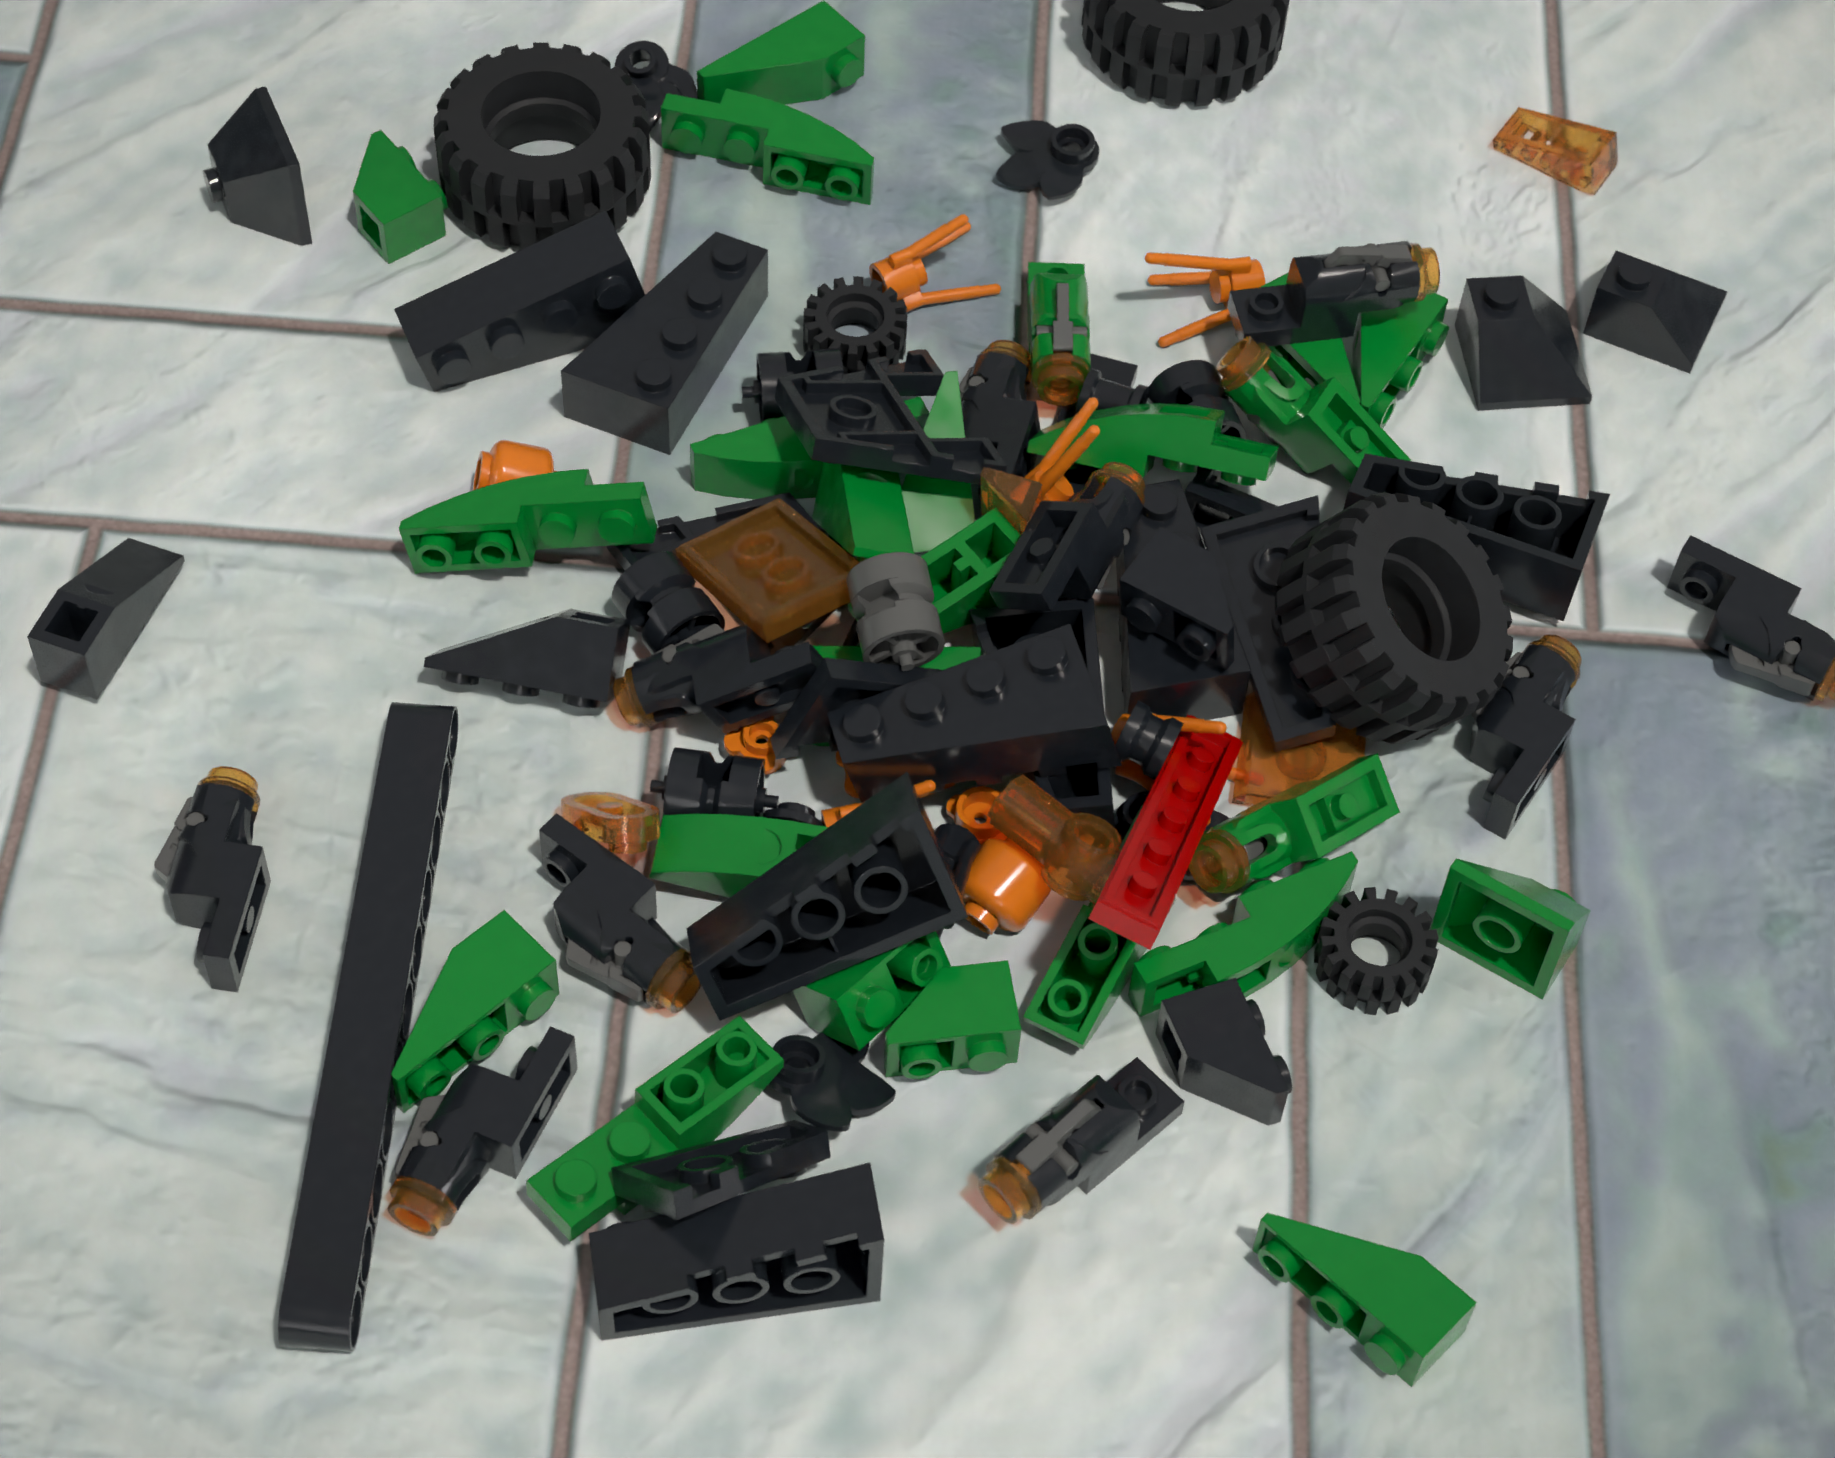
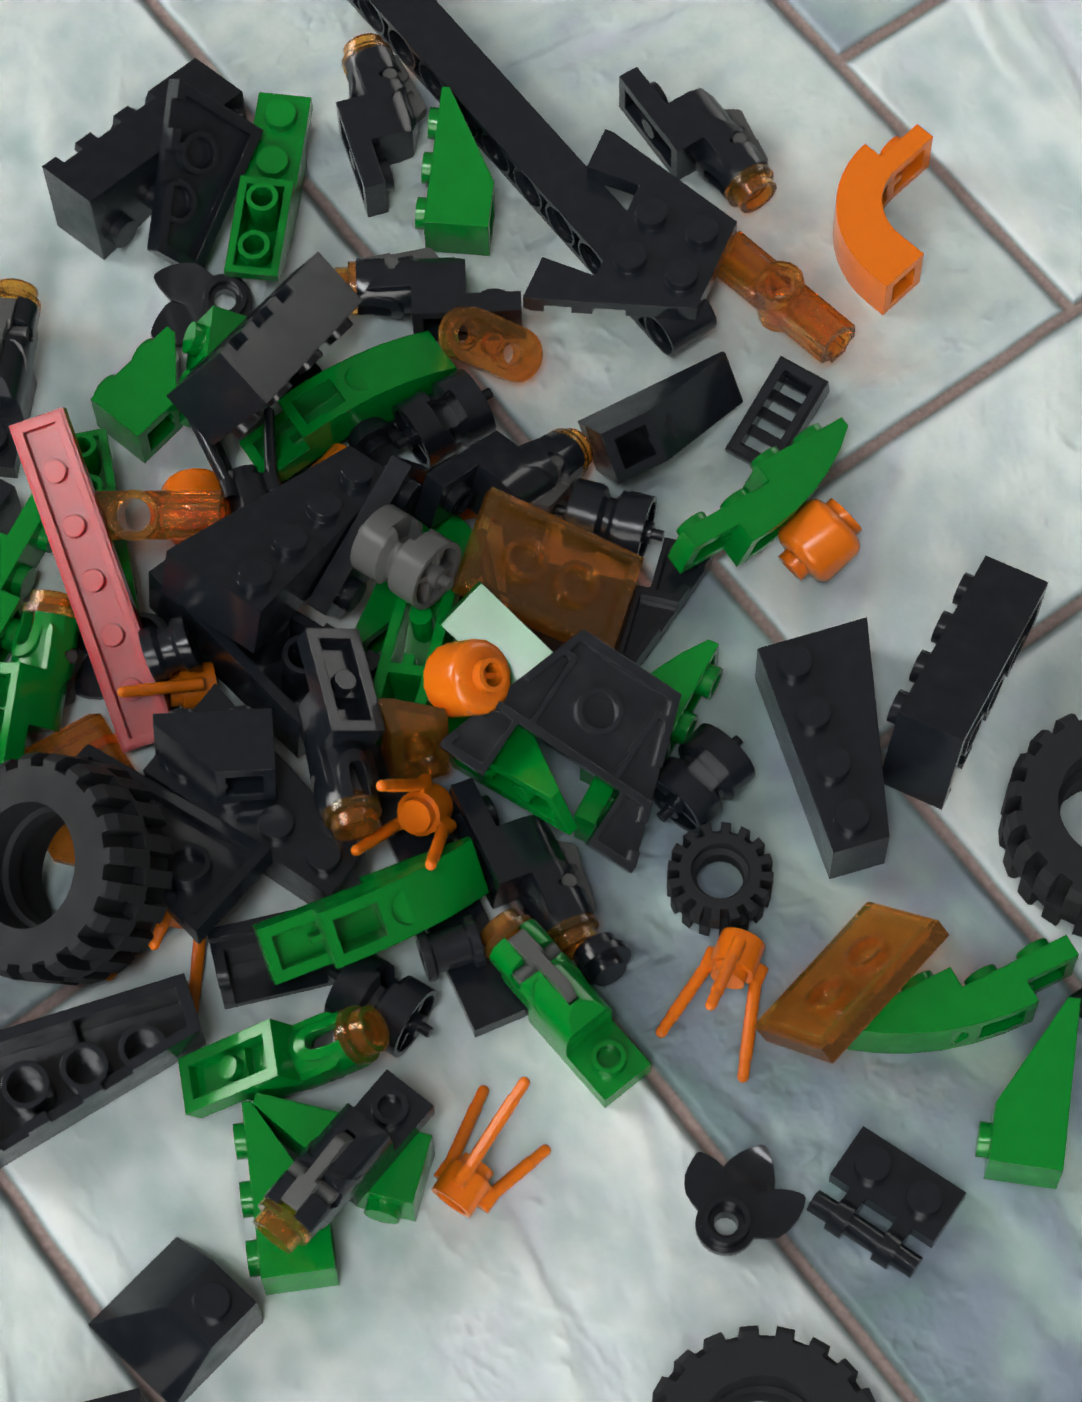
camera: 145 degrees right, 10 degrees up
(100, 616) = (969, 230): black slope -> none
(165, 701) = (867, 247): none -> orange arch
(319, 710) = (800, 314): none -> clear orange piece
(384, 763) = (662, 250): none -> black wing
(397, 625) = (795, 377): none -> black slope
(838, 189) = (851, 981): none -> clear orange tile
(932, 99) = (894, 1187): none -> black plate
(938, 488) = (467, 677): none -> orange head
(996, 328) = (602, 958): none -> black plate

